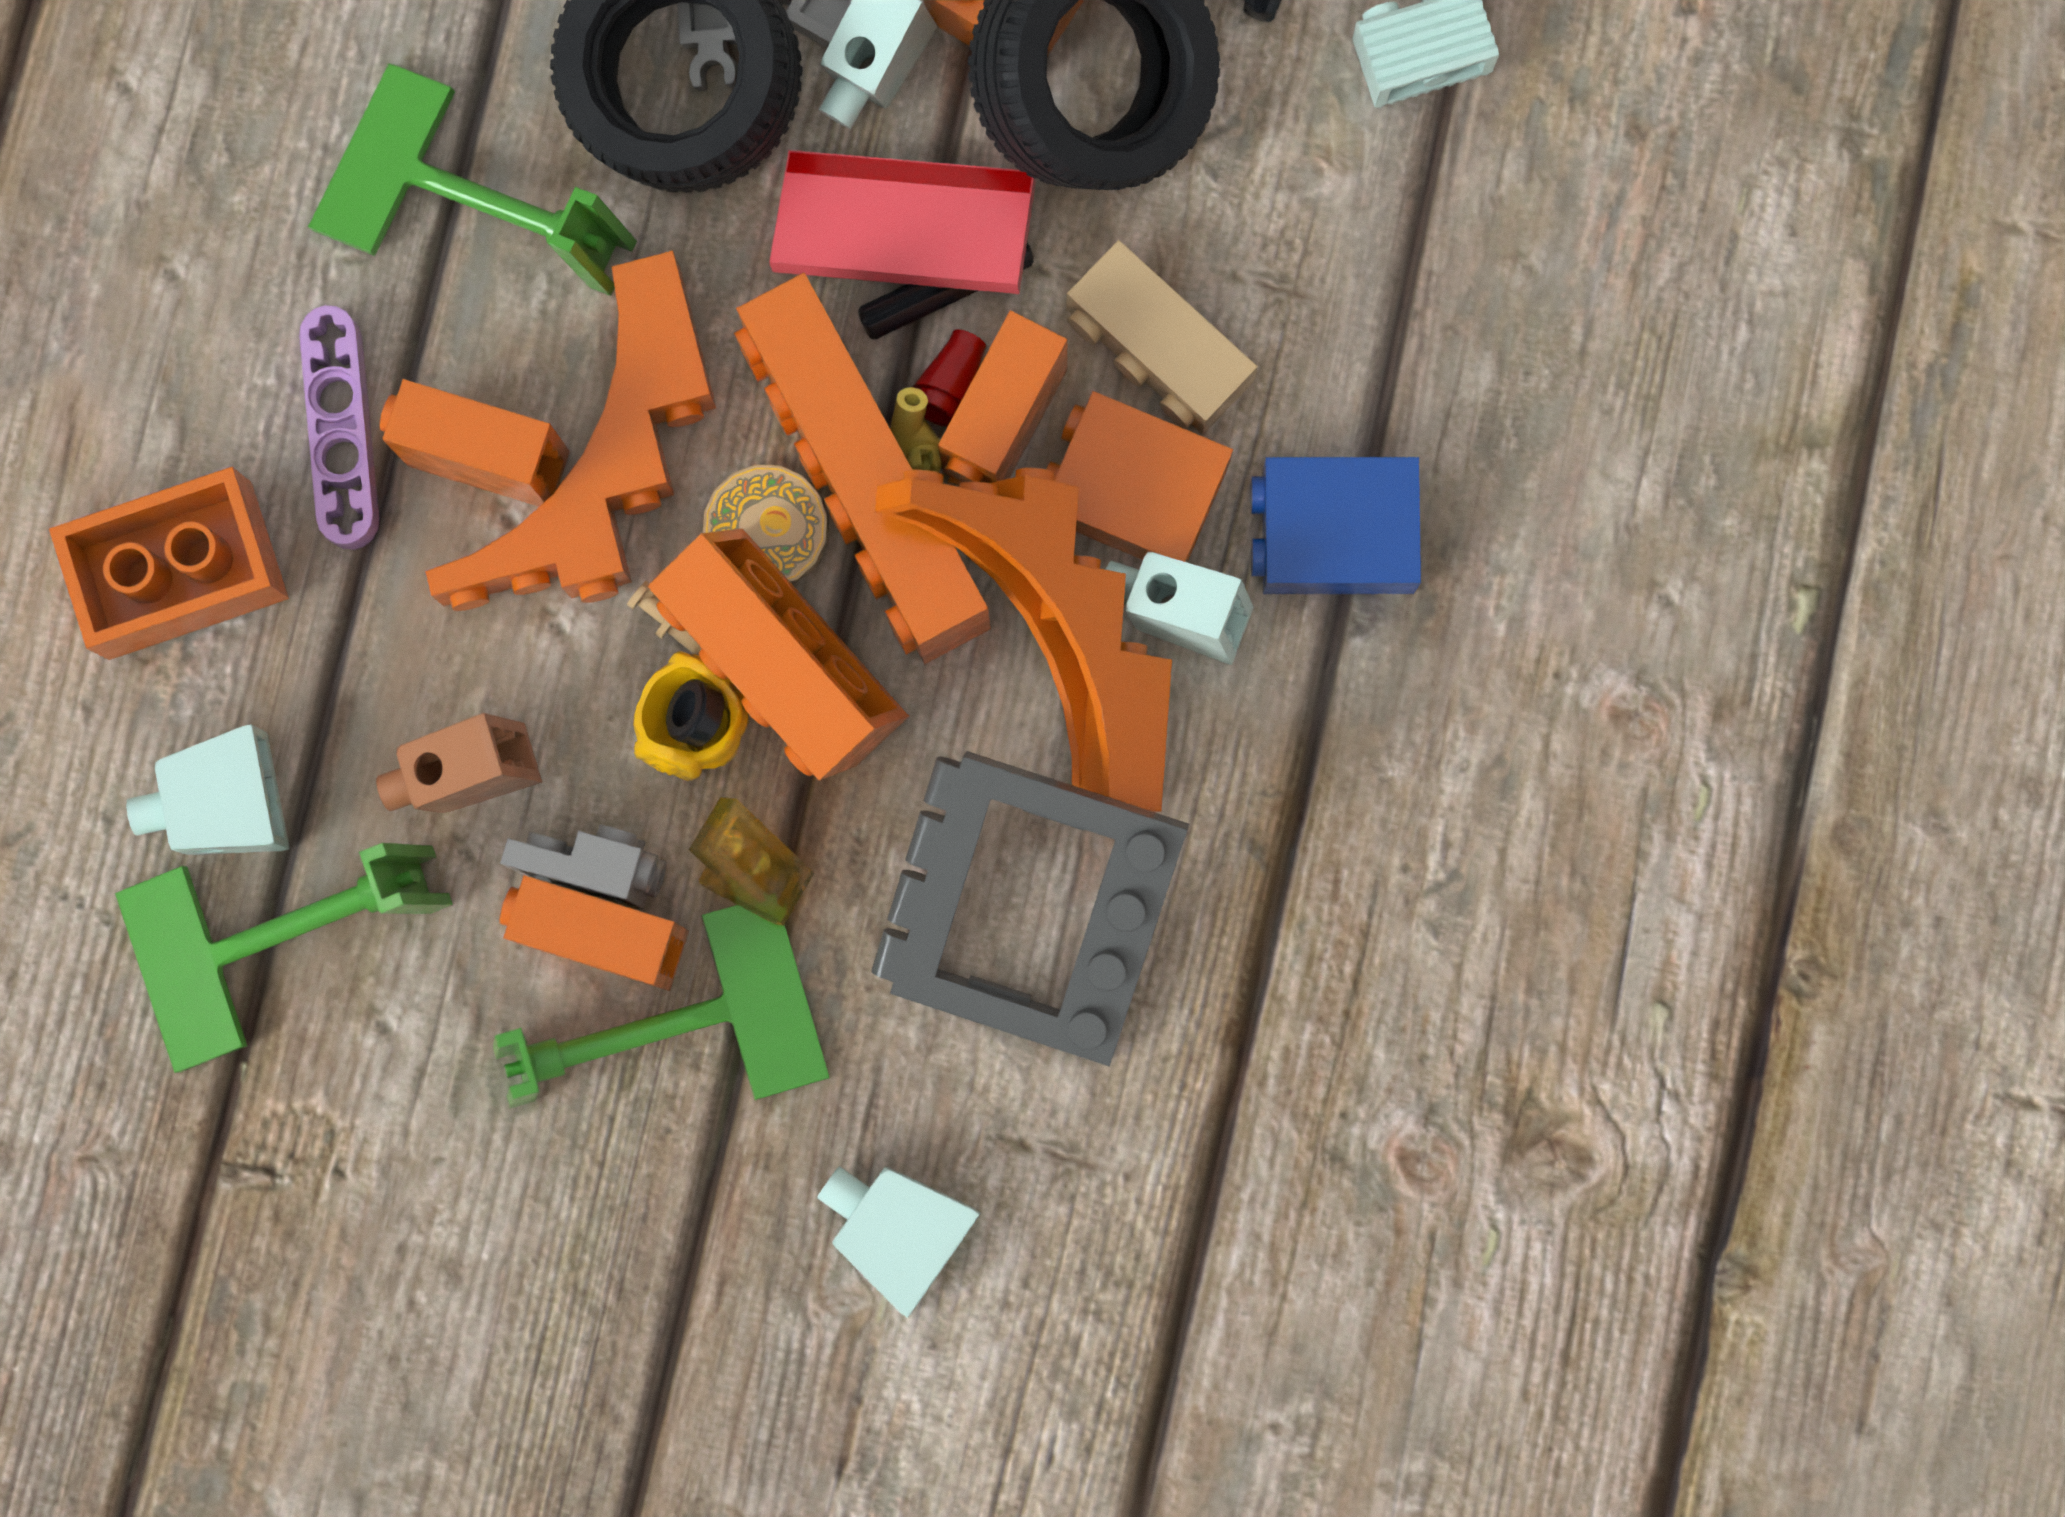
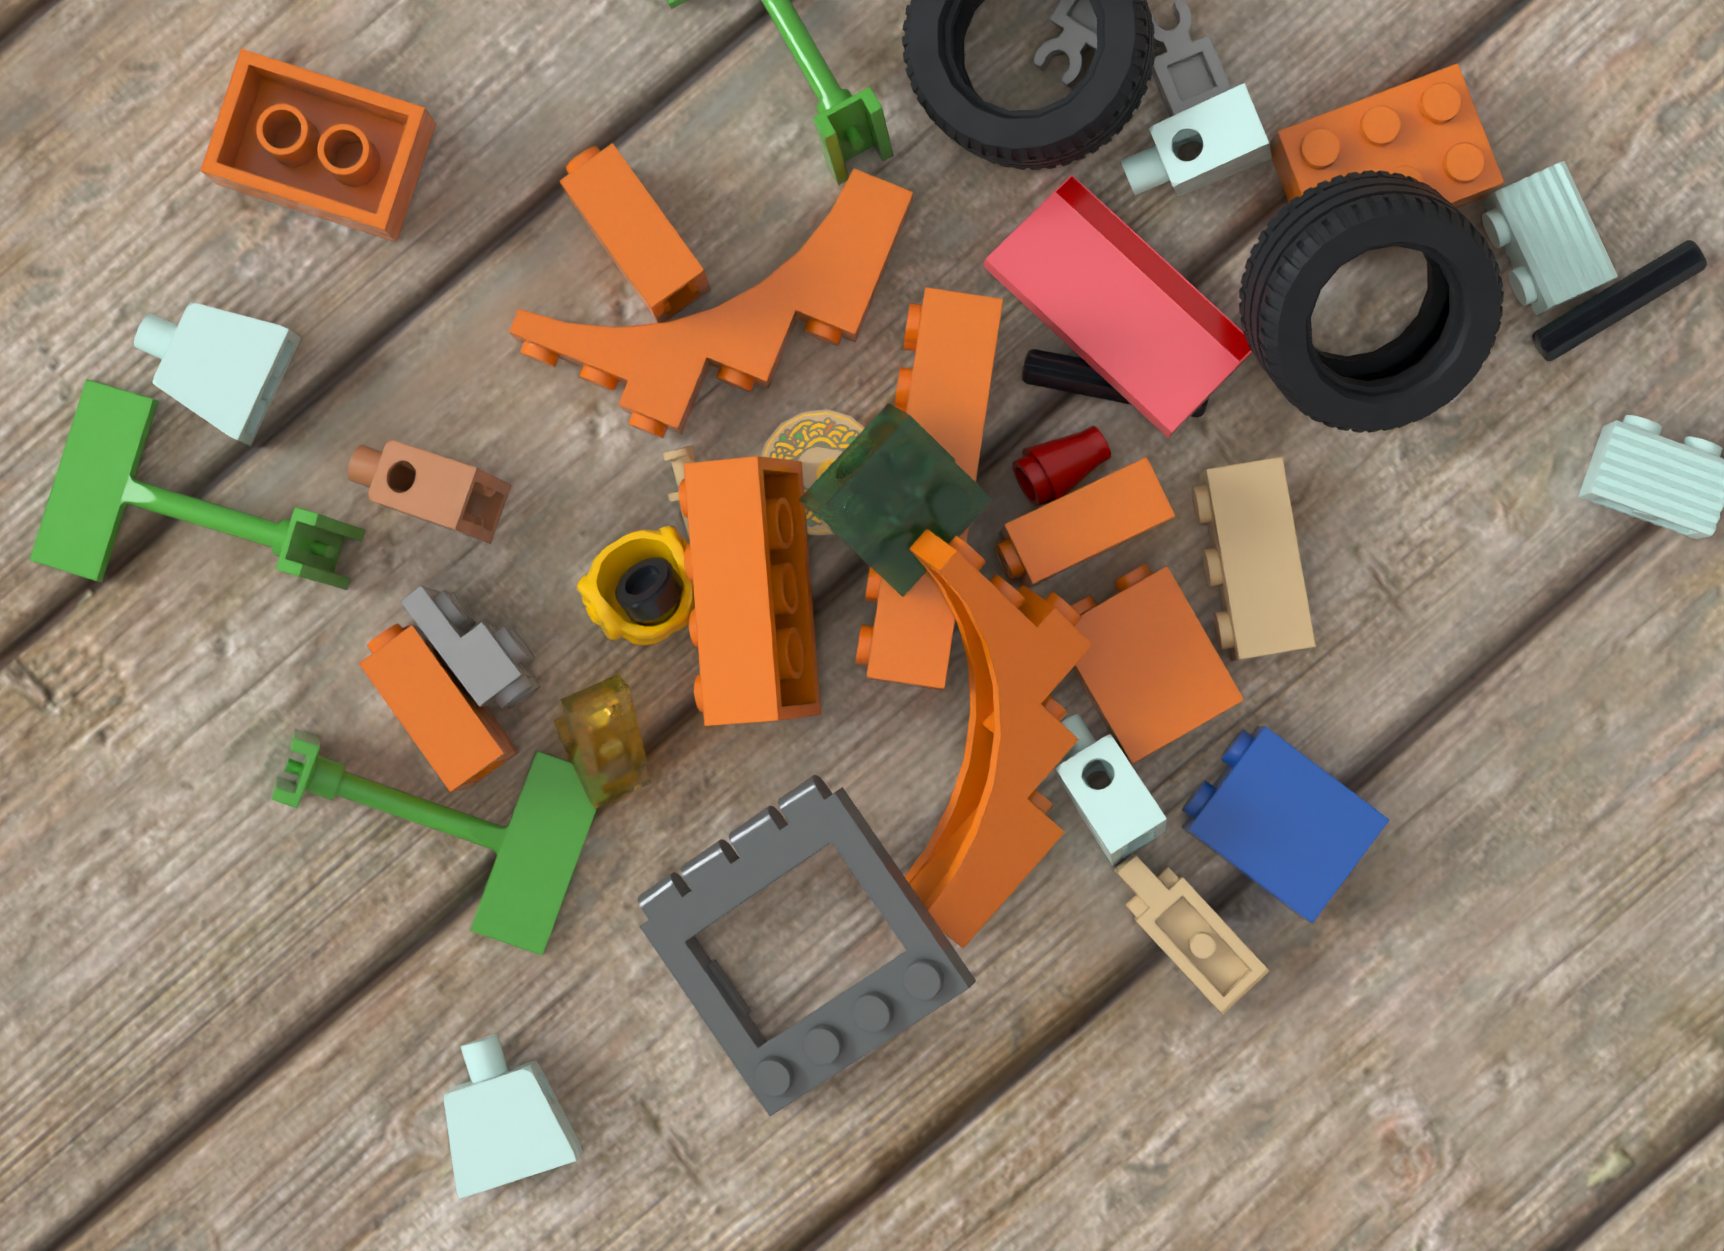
camera: 35 degrees right, 5 degrees up
(332, 428) = (531, 127): lavender beam -> none
(827, 479) = (890, 491): none -> clear green brick
(913, 432) = (999, 482): light yellow arm -> none
(1333, 667) = (1191, 933): none -> tan hinge

